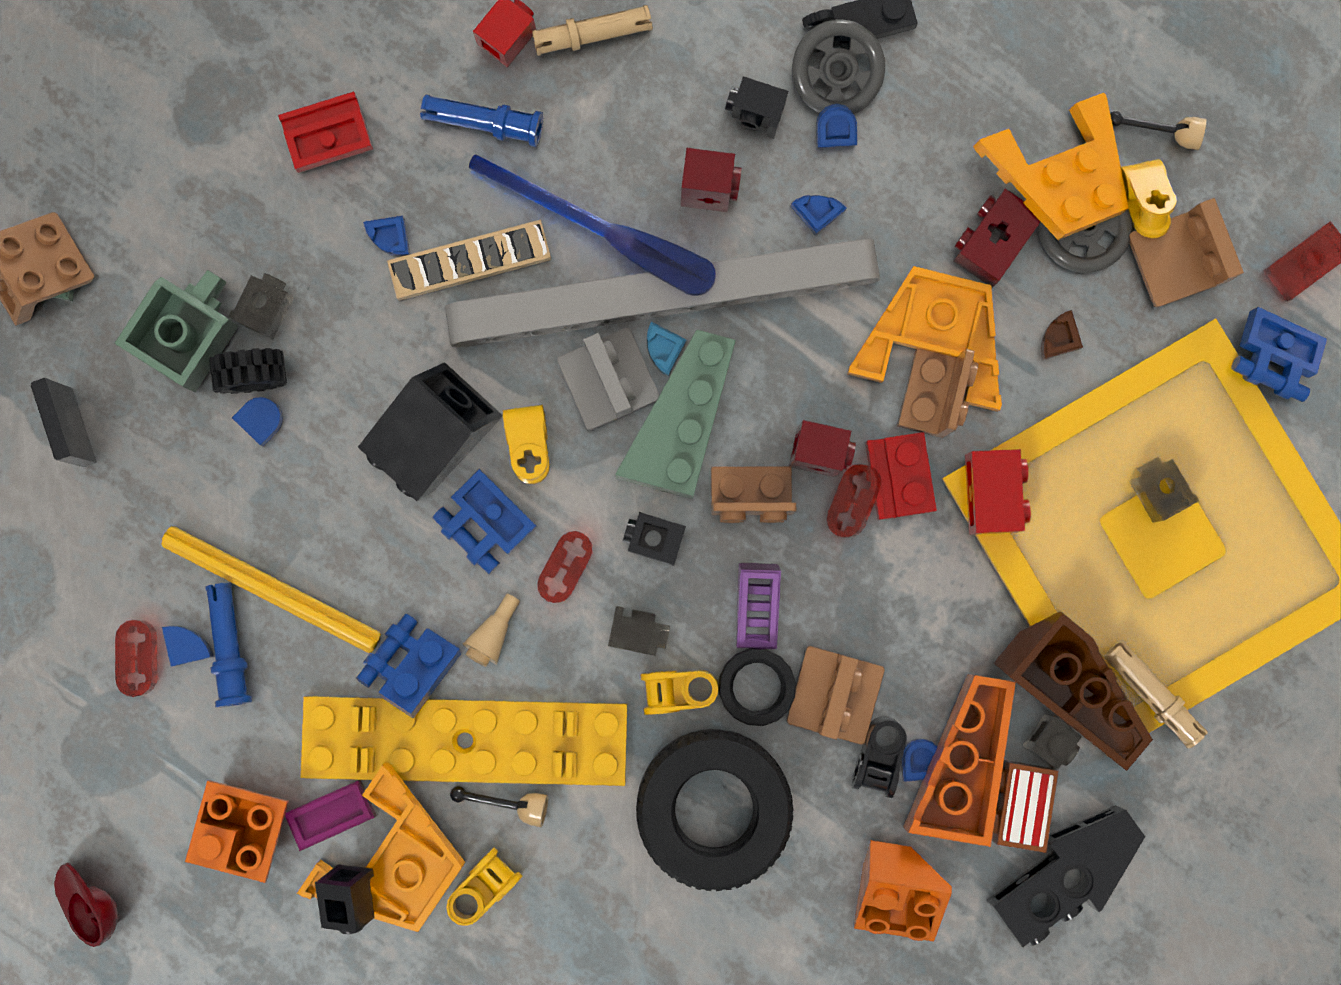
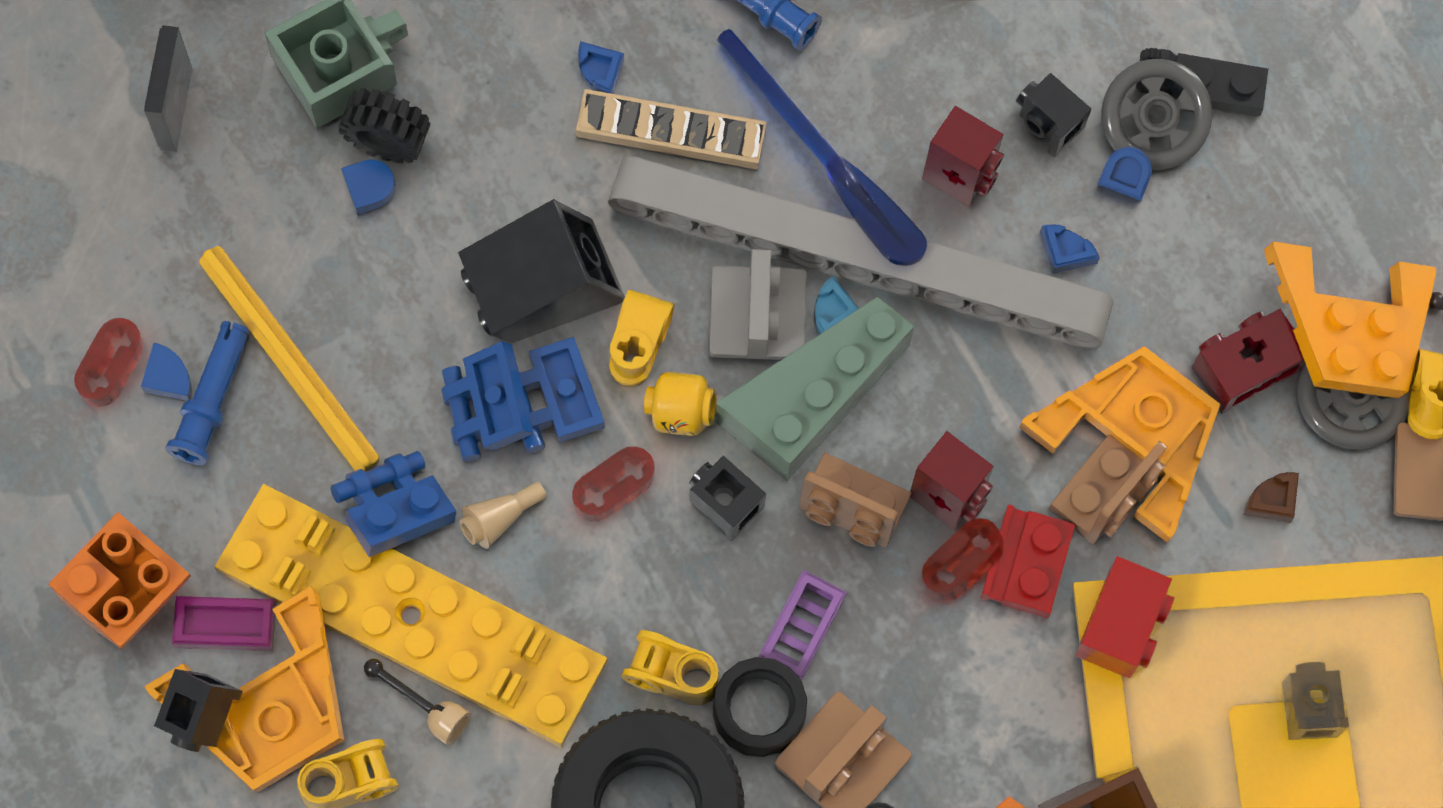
camera: 25 degrees right, 15 degrees down
(270, 316) = (432, 87): clear smoke brick -> none
(444, 547) = (497, 399): none -> blue plate
(586, 482) = (680, 403): none -> yellow head
(638, 632) = (657, 585): clear smoke brick -> none

